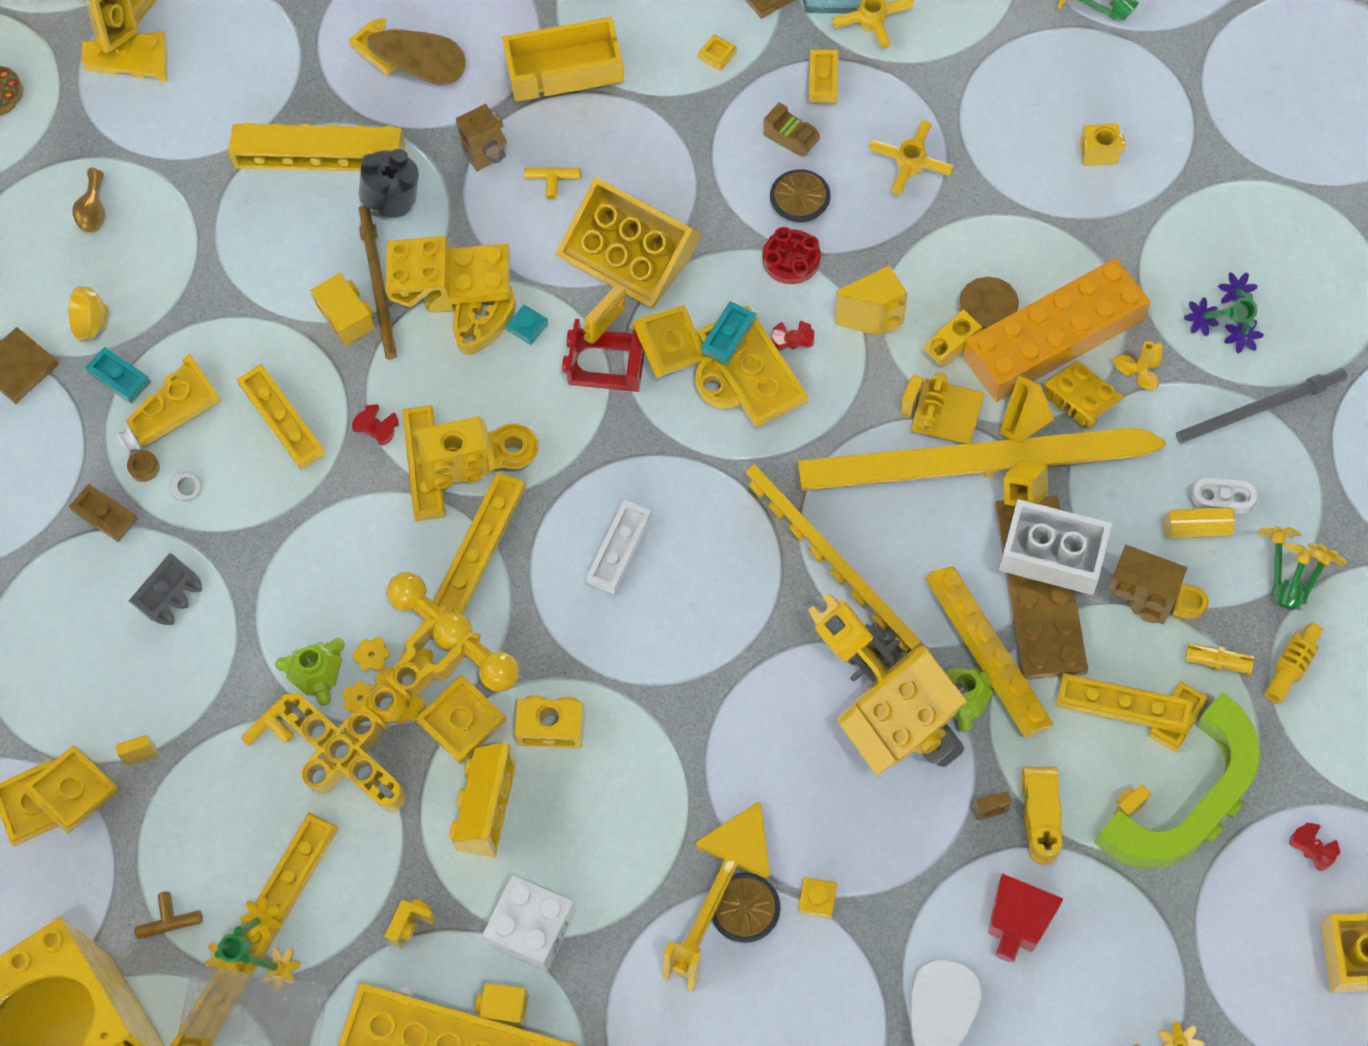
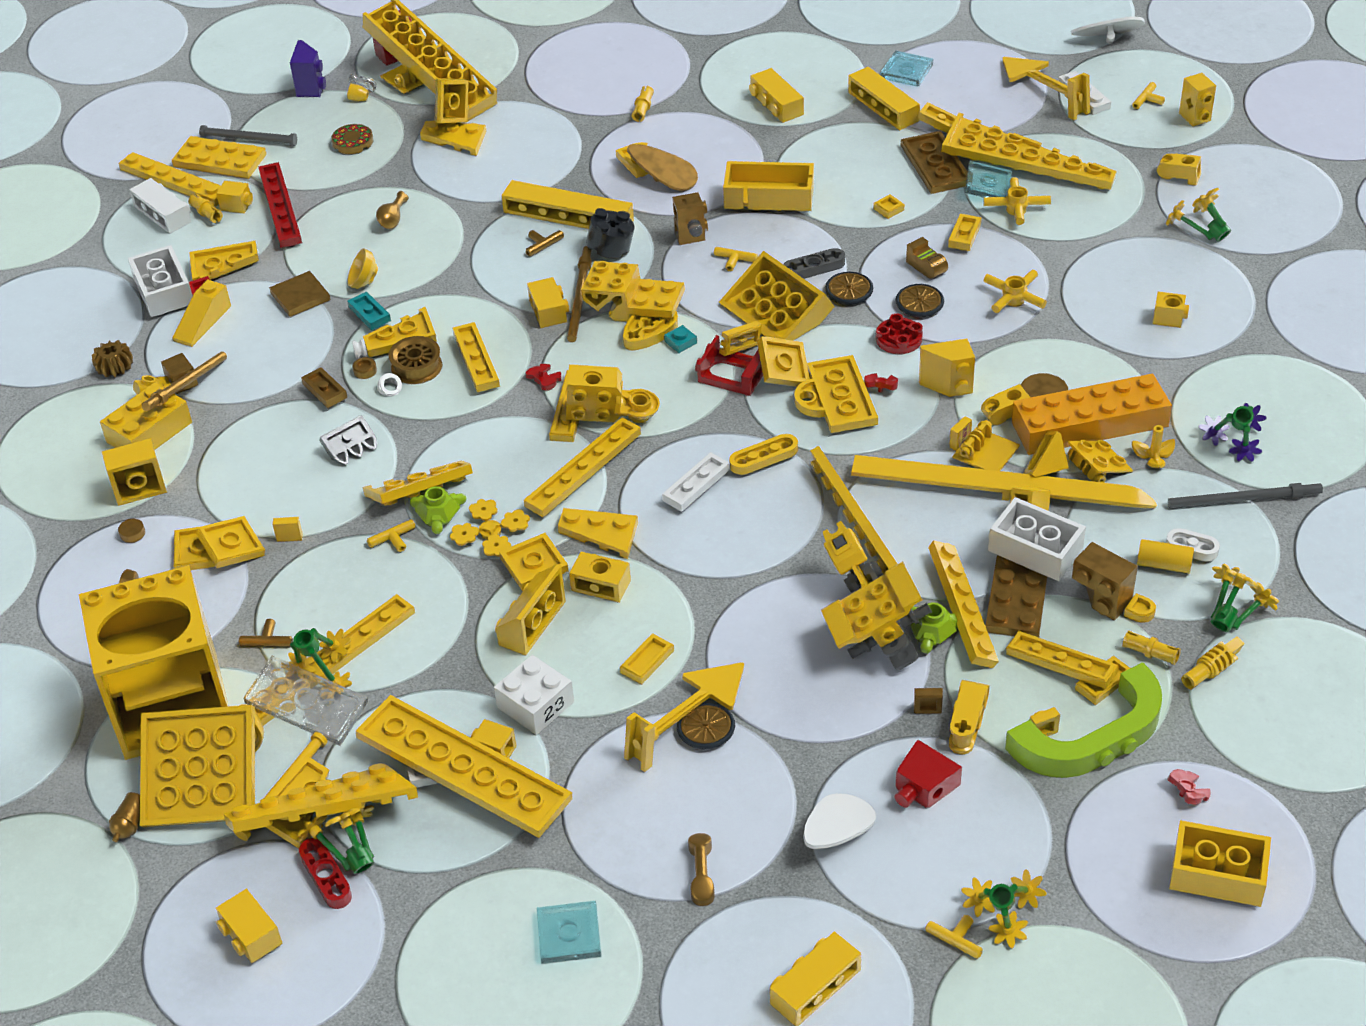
camera: 15 degrees right, 20 degrees down
(193, 428) = (415, 359): none -> pearl gold wheel
(276, 636) = (417, 482): none -> yellow wing
(302, 208) = (542, 242): none -> pearl gold piece
(403, 925) = (440, 672): yellow bracket -> none
(450, 632) = (441, 557): yellow piece -> none
(534, 644) = (602, 528): none -> yellow wing
(643, 826) = (647, 658): none -> yellow tile
(659, 156) = (828, 261): none -> dark grey beam
(690, 473) = (763, 454): none -> yellow plate
(708, 195) = (849, 287): none -> pearl gold wheel
(728, 333) = (829, 365): teal plate -> none
(817, 897) = (766, 732): yellow plate -> none

